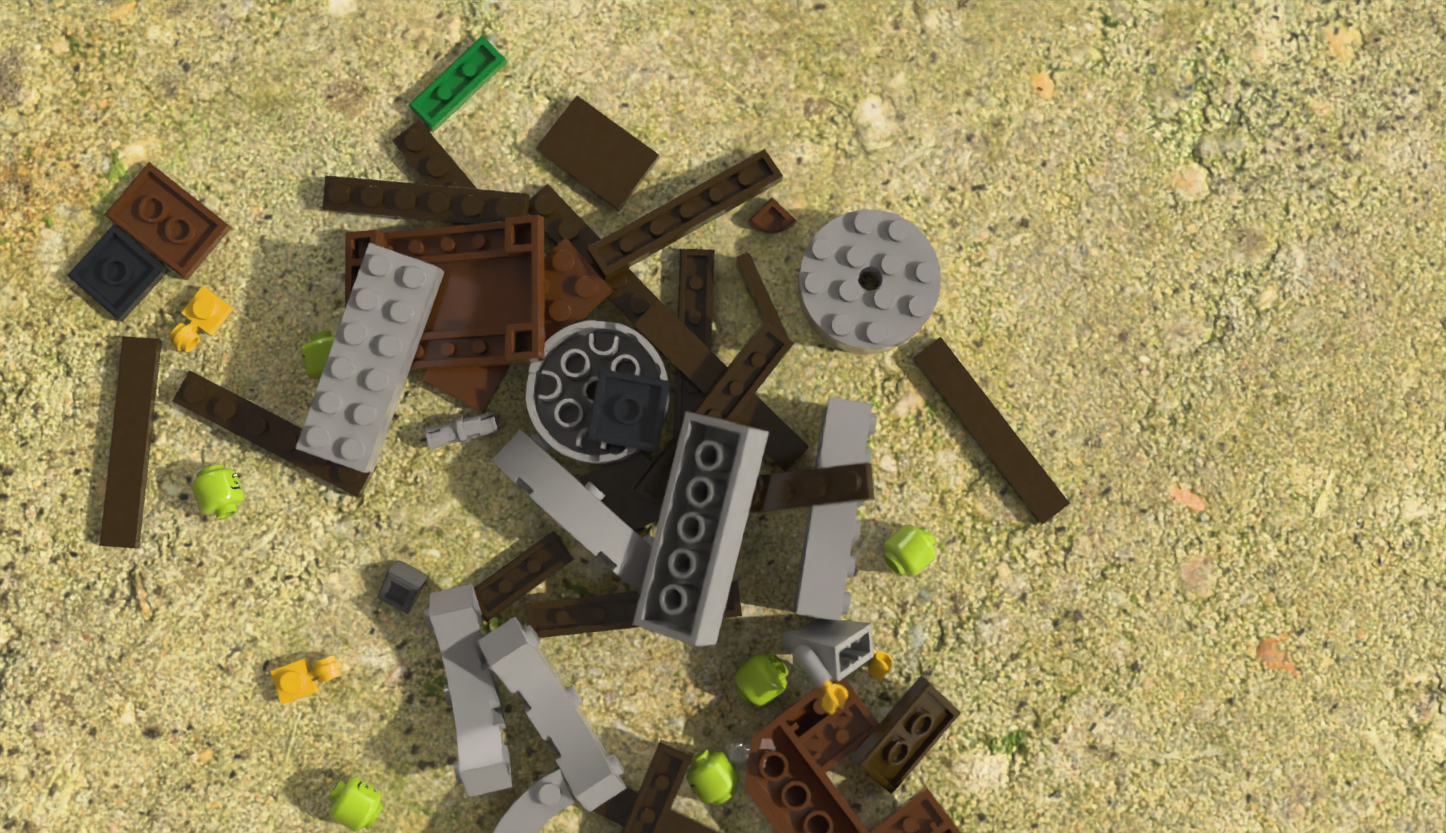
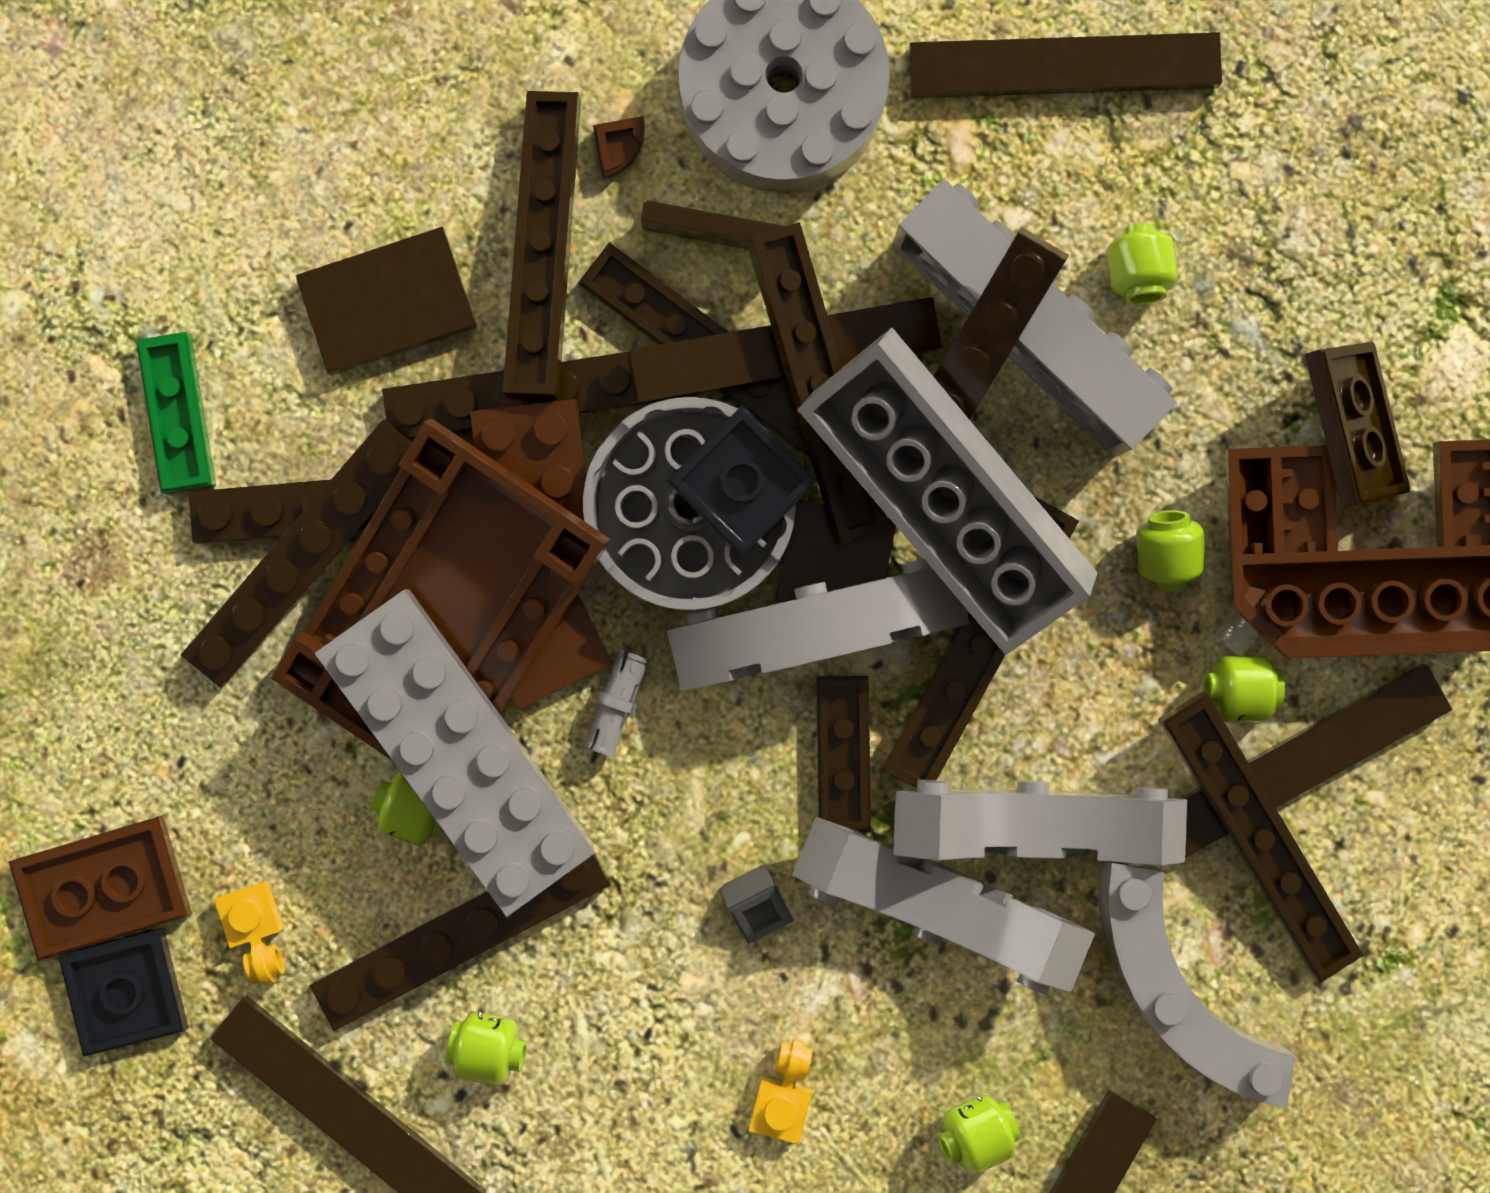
camera: 55 degrees left, 5 degrees up
(832, 650) = (1205, 442): light grey torso -> none

